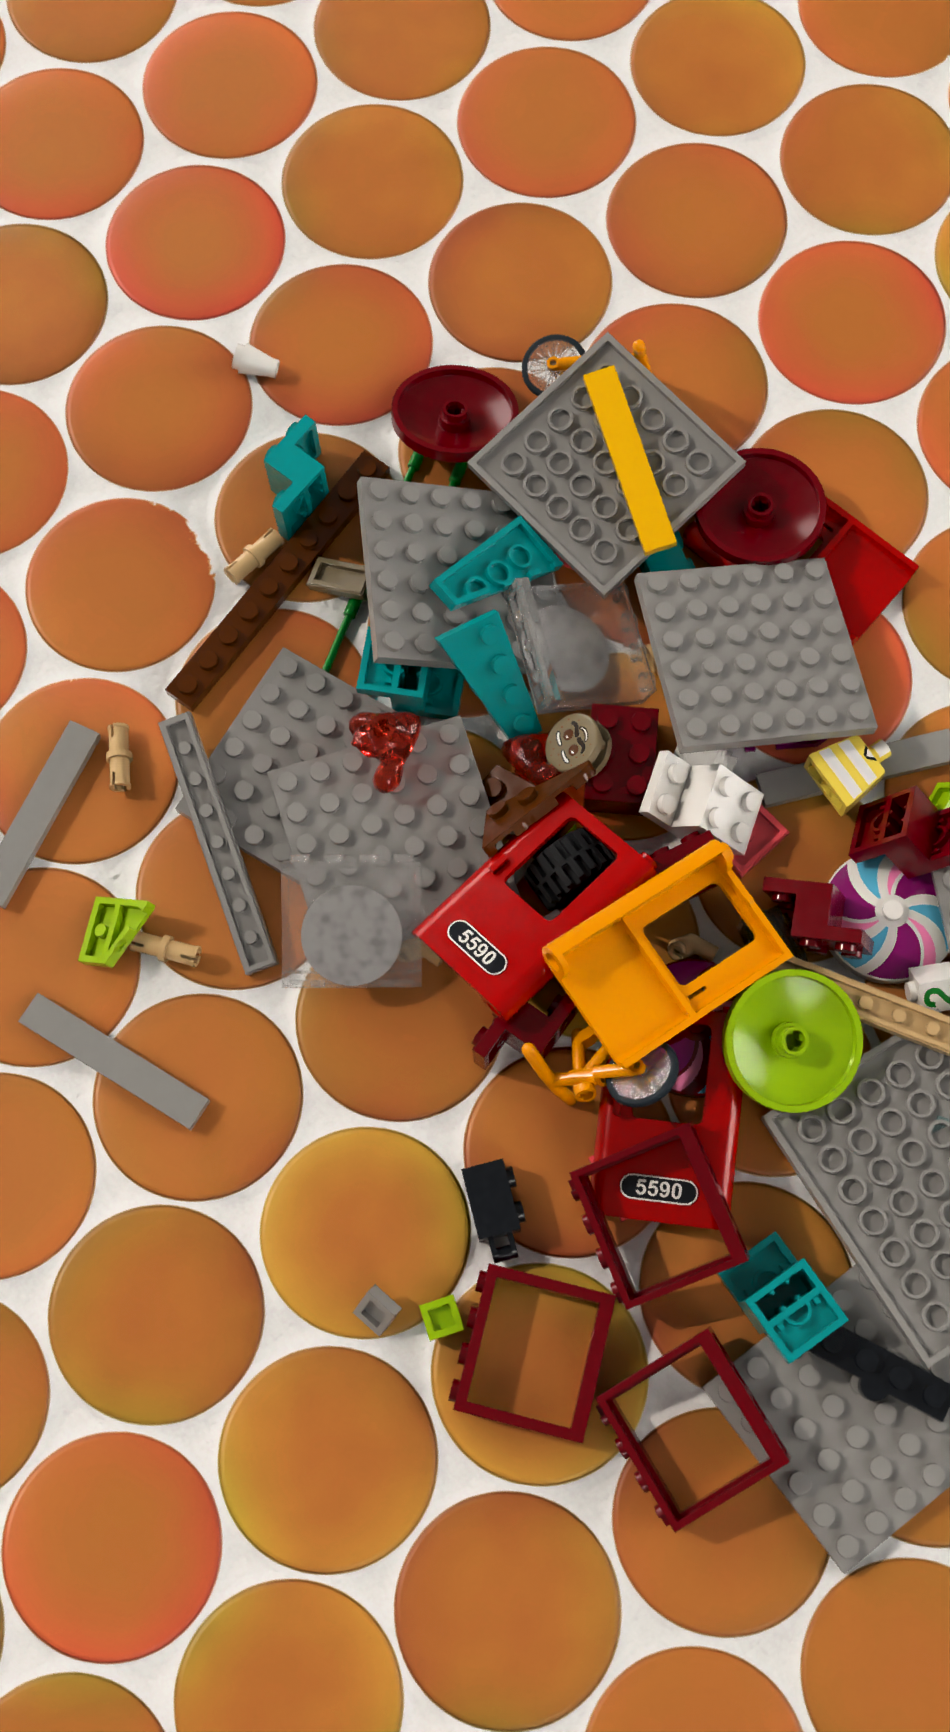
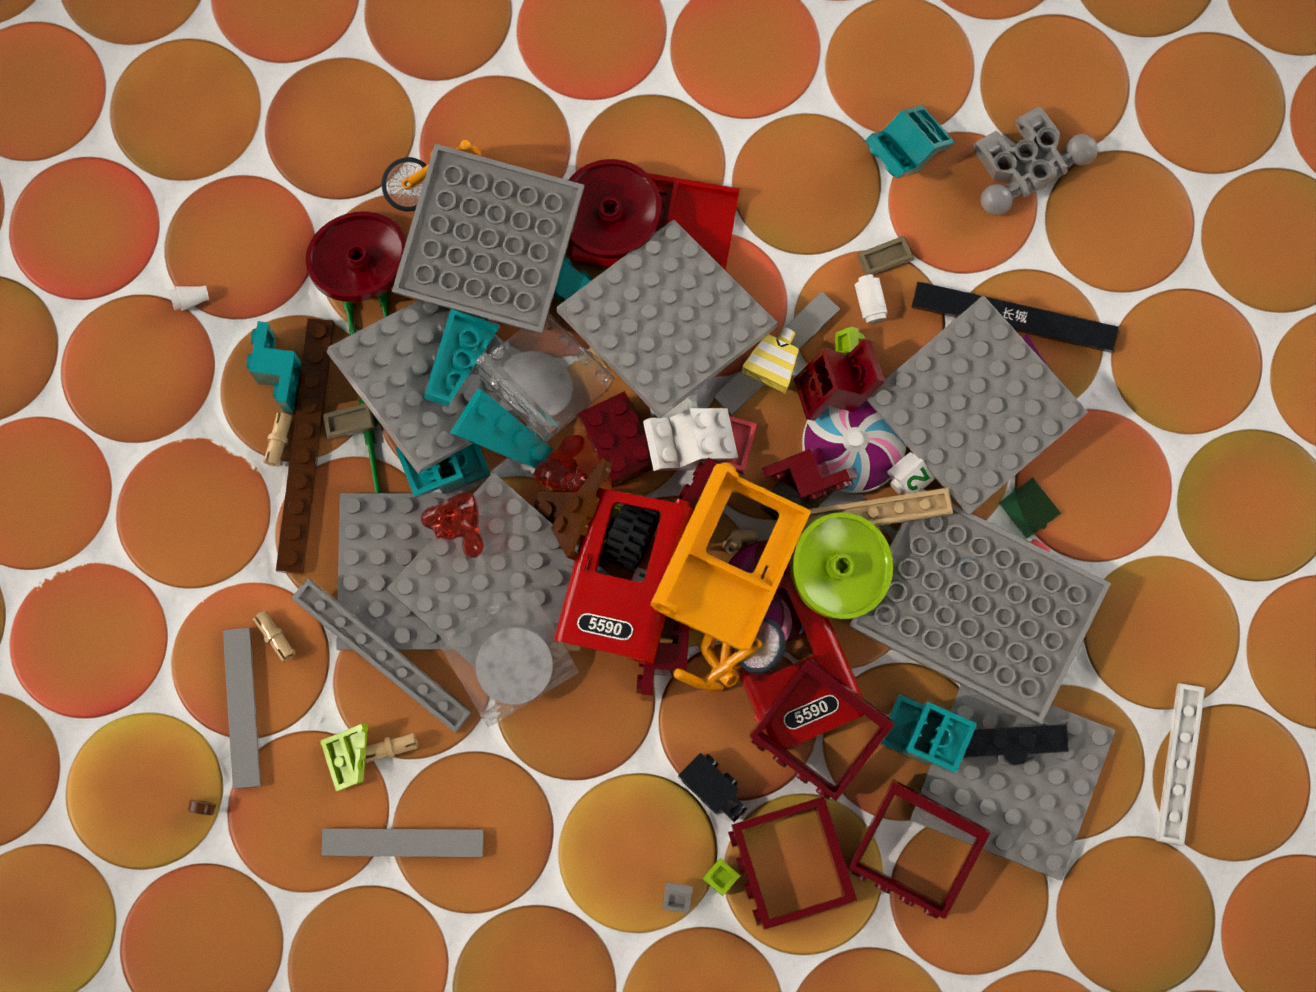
camera: 35 degrees left, 5 degrees up
(577, 740) = (586, 447): dark tan head -> none
(629, 460) = (504, 228): yellow tile -> none

